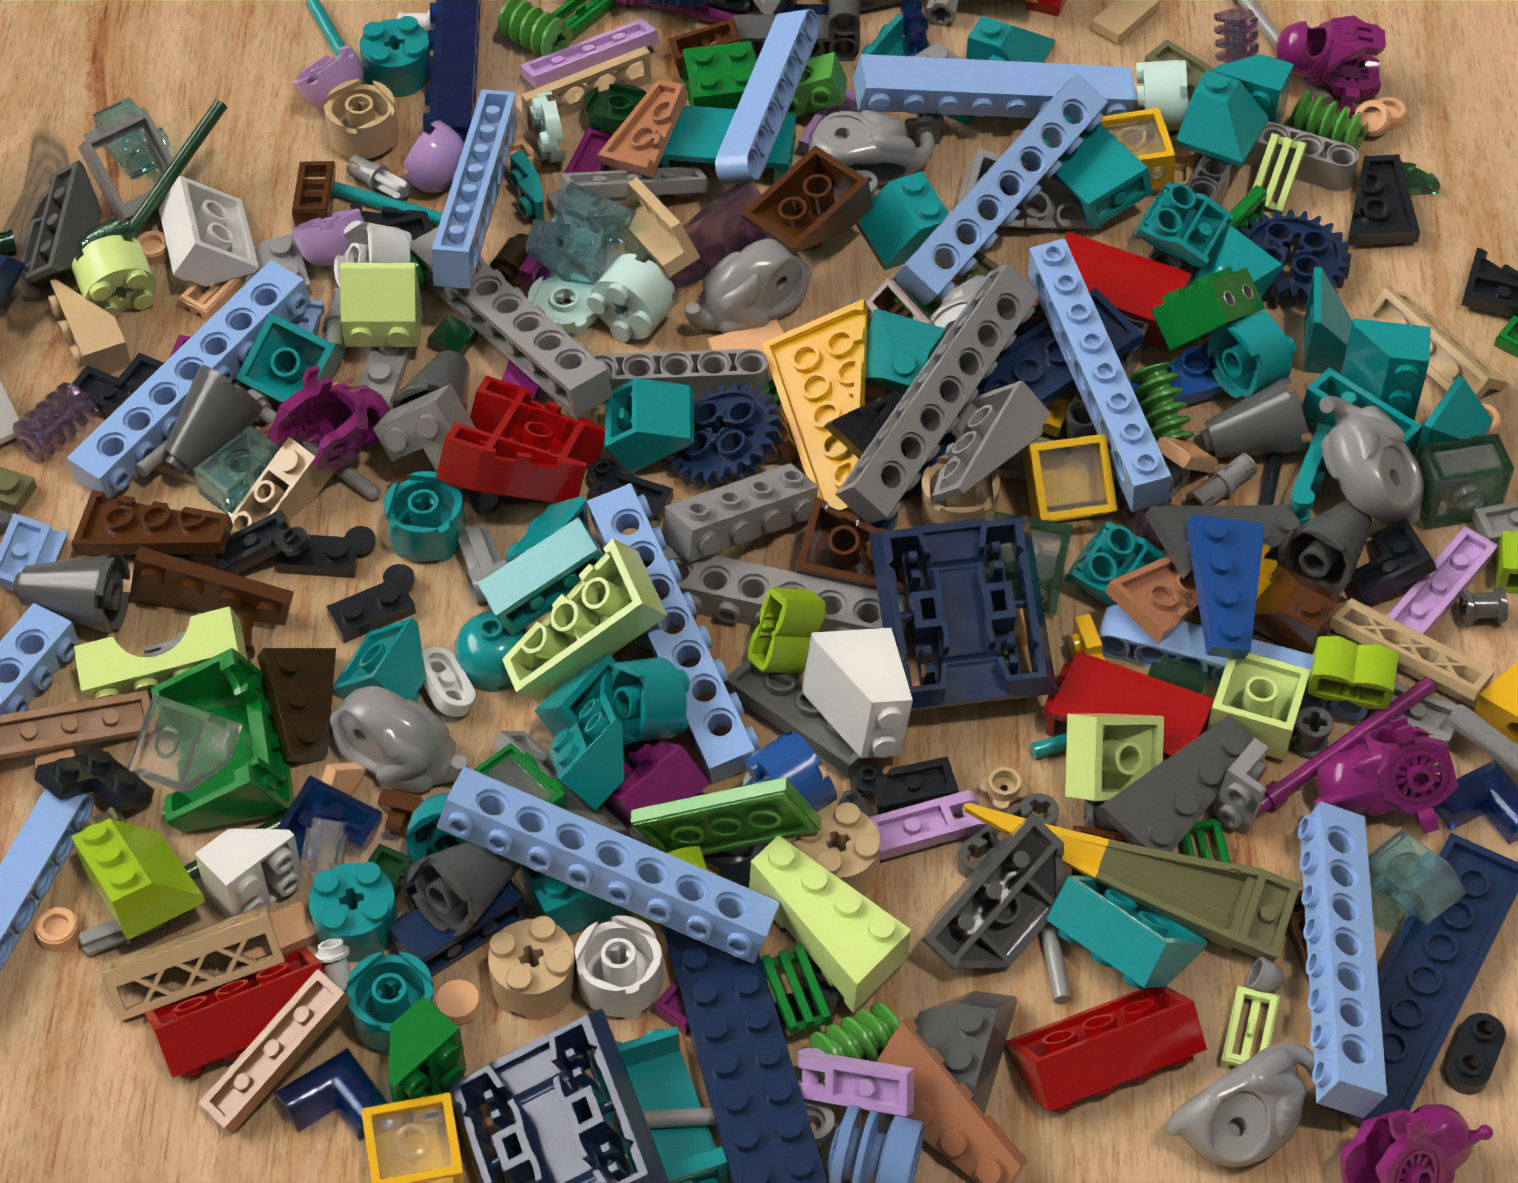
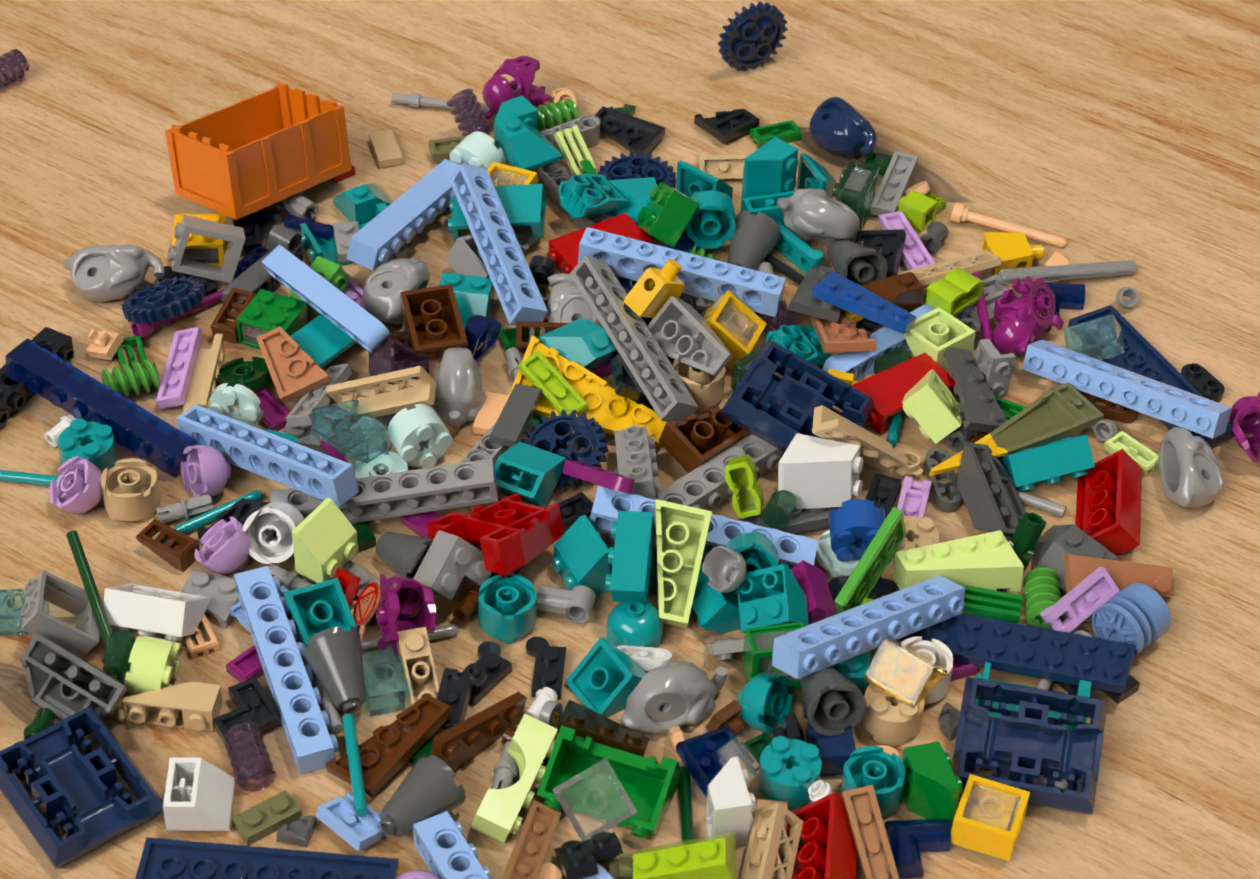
camera: 60 degrees left, 10 degrees down
(93, 512) = (355, 765): none -> teal bar
(295, 637) = (551, 713): none -> light grey tile
(308, 628) = (542, 696): none -> white pin
(352, 364) = (349, 584): none -> red plate
(570, 940) = (903, 672): none -> clear yellow slope
(593, 676) = (724, 569): none -> light grey hair
(664, 480) = (598, 476): none -> magenta beam
(730, 359) = (515, 415): none -> dark grey tile
(778, 685) = (779, 509): none -> clear green brick
(809, 366) = (552, 384): none -> lime tile
(839, 266) = (481, 334): none -> clear blue brick
(932, 970) = (1026, 536): none -> dark green piece
(951, 695) = (872, 448): none -> tan fence
(1011, 252) = (541, 268): none -> black plate
(1017, 357) = (655, 289): none -> yellow torso

